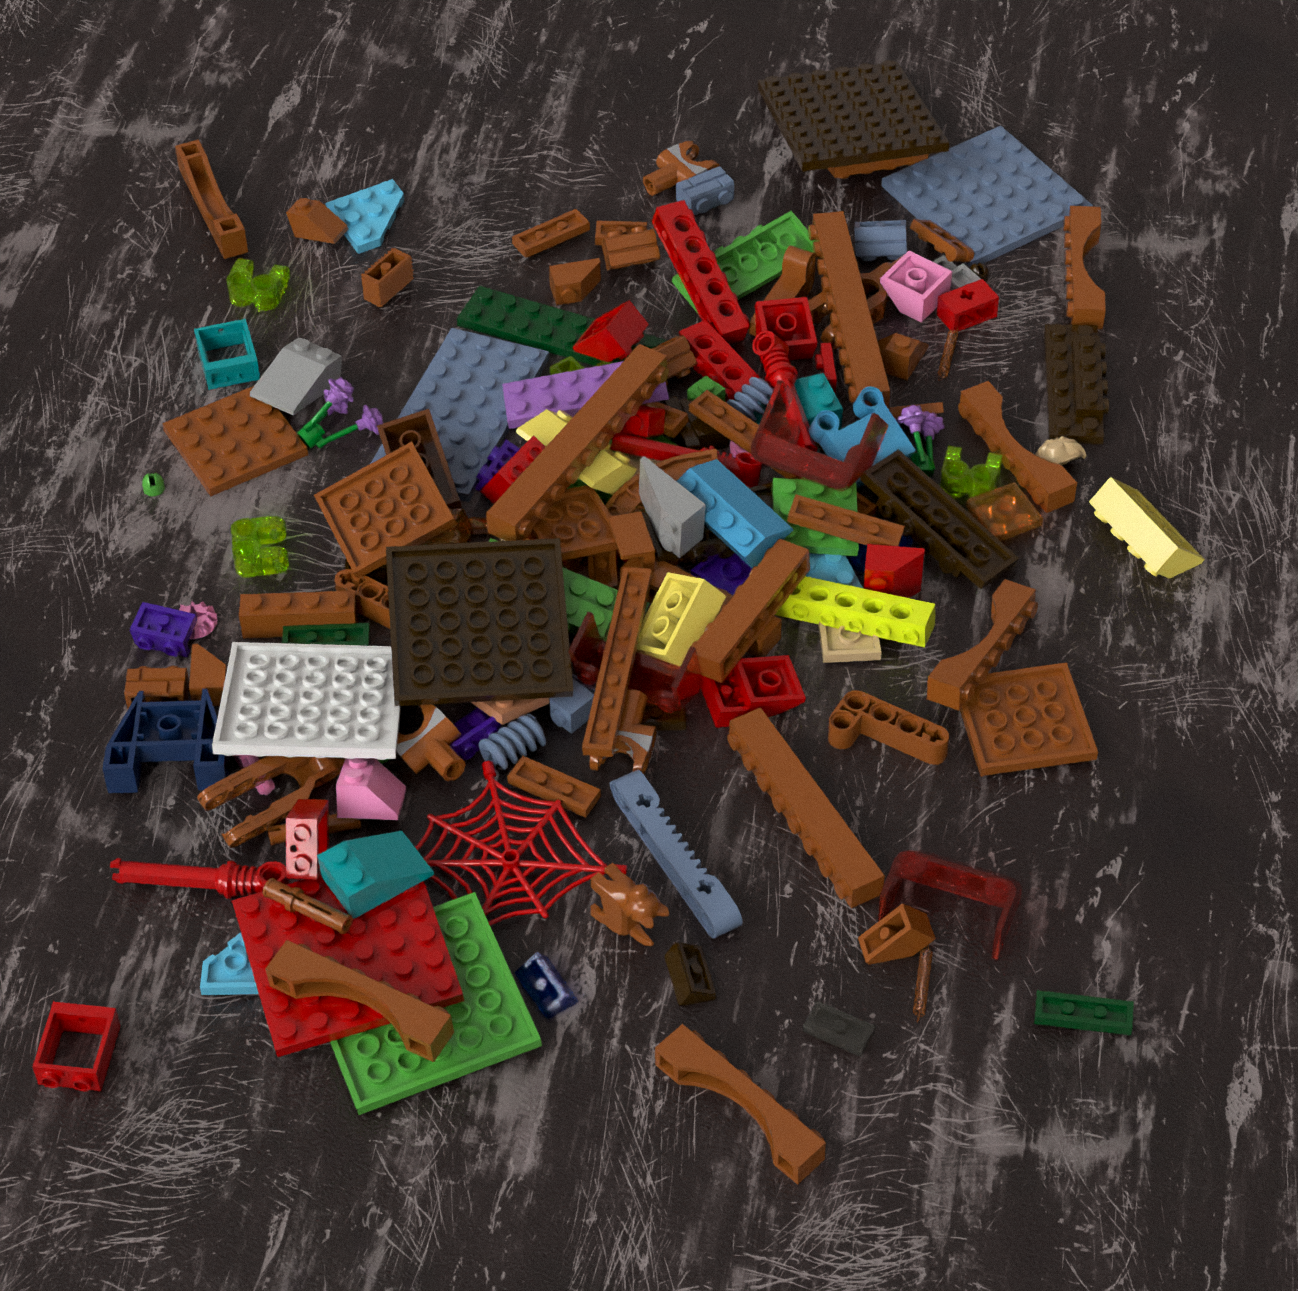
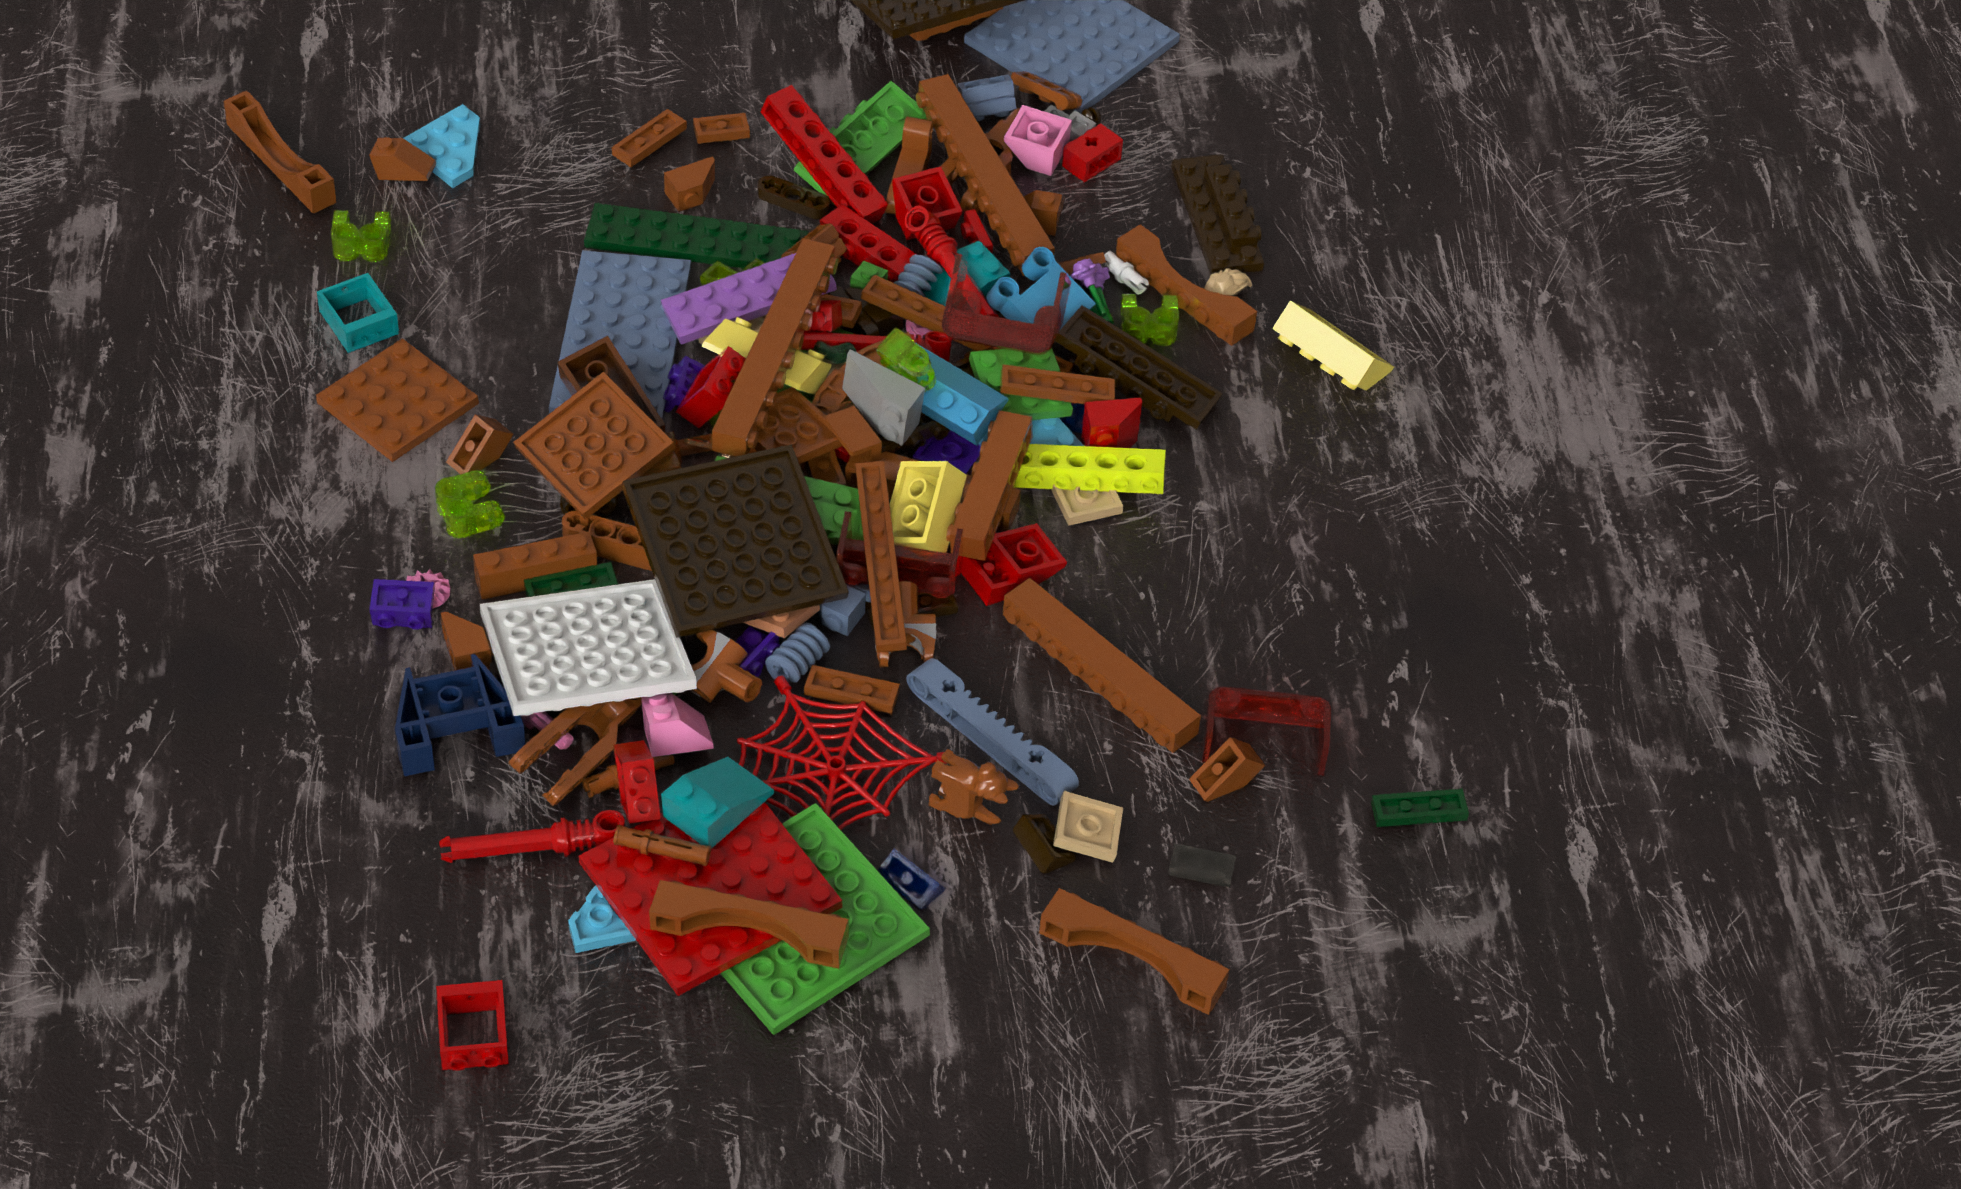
camera: 20 degrees left, 0 degrees up
(153, 490) = (323, 461): bright green hinge -> none
(157, 683) = (423, 657): dark orange brick -> none
(290, 492) = (479, 445): none -> dark orange slope
(297, 376) = (444, 324): light grey slope -> none
(337, 401) = (494, 344): plant -> none
(387, 277) = (498, 208): dark orange brick -> none
(612, 334) = (755, 232): red slope -> none
(630, 248) = (738, 143): dark orange brick -> none
(635, 455) = (836, 353): none -> clear green arm
(652, 298) = (776, 190): none -> dark brown beam
(676, 167) = (757, 54): dark orange connector -> none
(692, 474) = (904, 356): none -> clear neon green piece
(706, 190) = (795, 69): sand blue brick -> none
(736, 967) = (1088, 826): none -> tan plate
(887, 724) = (1153, 574): dark orange beam -> none
(922, 984) = (1263, 807): dark orange piece -> none
(943, 359) = (1089, 209): dark orange piece -> none
(957, 677) = (1208, 515): dark orange arch -> none
(961, 425) = (1125, 273): none -> white pin
(1005, 511) = (1195, 349): clear orange plate -> none
(1027, 721) = (1277, 546): dark orange plate -> none
(1085, 297) = (1205, 130): dark orange arch -> none

